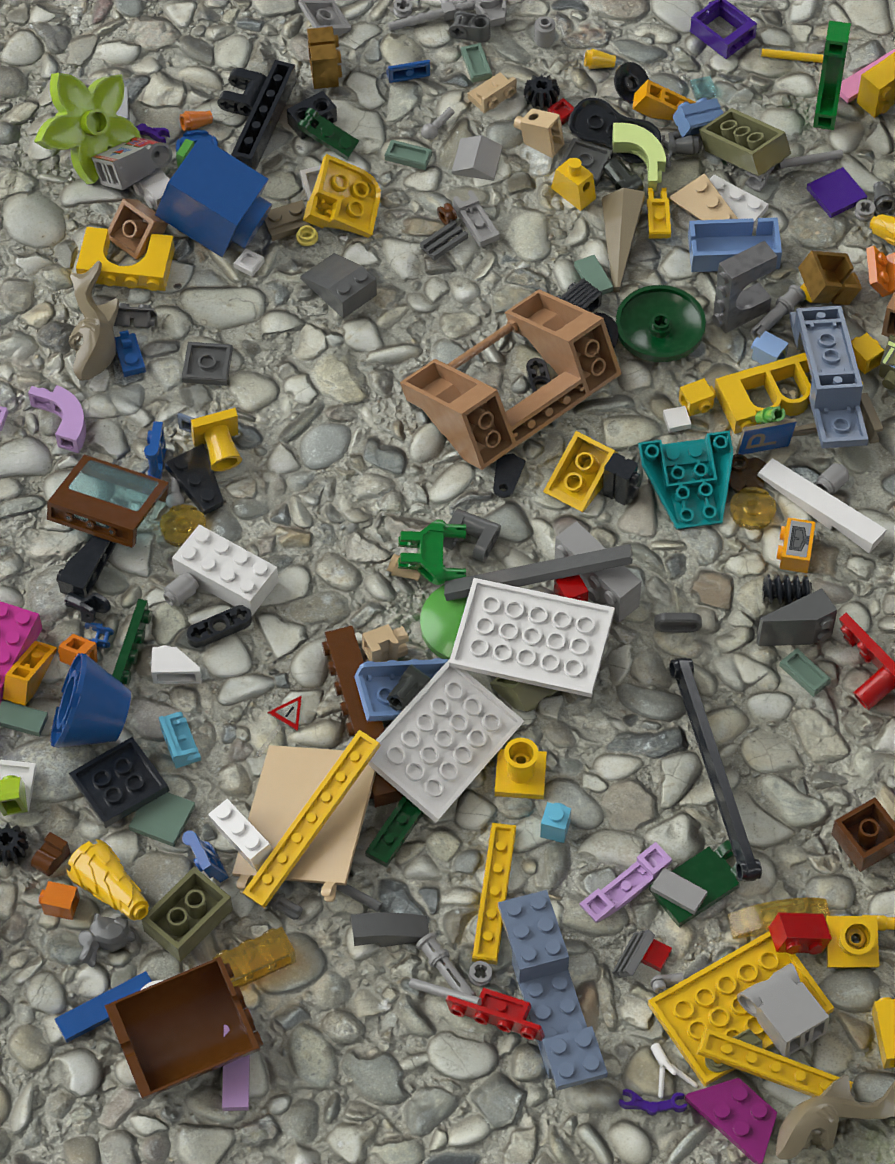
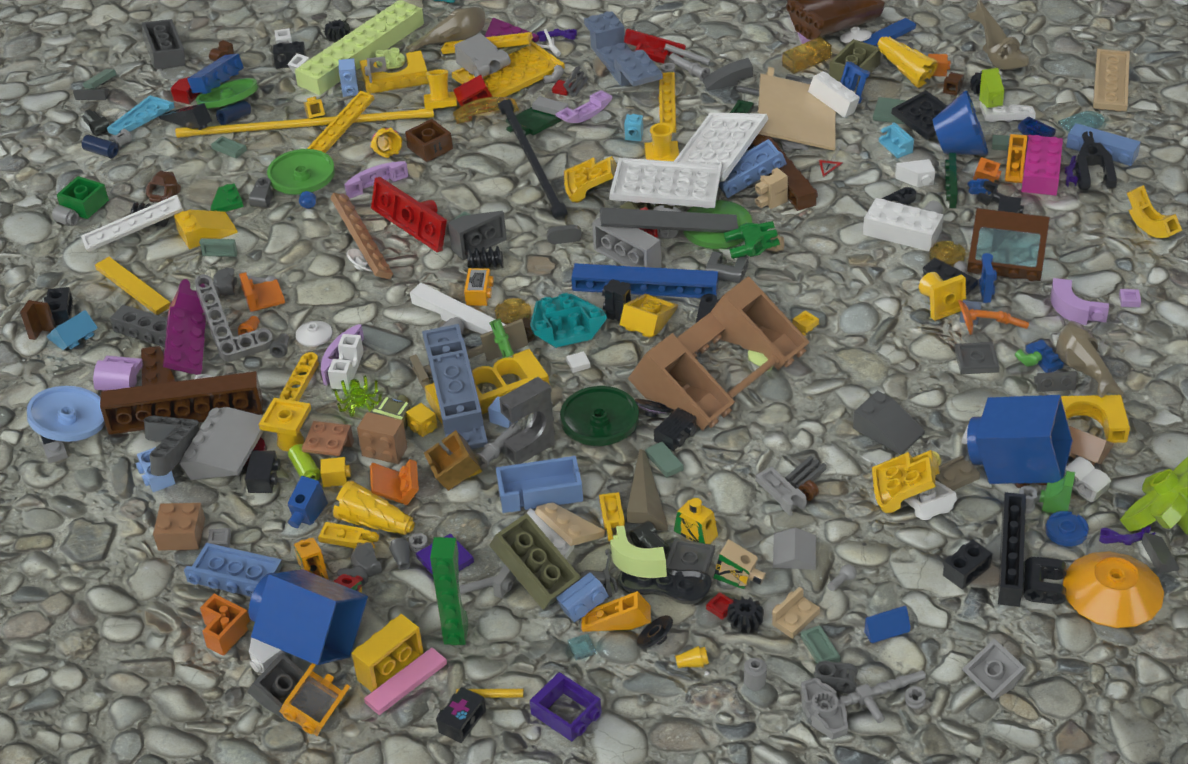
camera: 175 degrees right, 15 degrees down
(131, 162) = (1118, 481): light grey piece -> none
(146, 342) = (1030, 359): none -> bright green arm
(178, 83) = (1113, 589): none -> light orange dish
(195, 119) = (1080, 547): orange cone -> none
(199, 396) = (1002, 317): none -> orange dish
(311, 819) = (787, 91): yellow plate -> none
(324, 57) = (976, 612): pearl gold piece -> none
(328, 134) = (943, 539): dark green plate -> none
(394, 426) = (805, 322): none -> yellow tile
(408, 154) = (861, 546): sand green tile -> none
(408, 687) = (747, 157): pearl dark grey piece -> none
(553, 517) = (646, 280): none -> blue brick
(631, 716) = (586, 176): none -> yellow slope
(697, 397) = (563, 372): yellow brick -> none
(814, 33) = (461, 714): none -> black brick

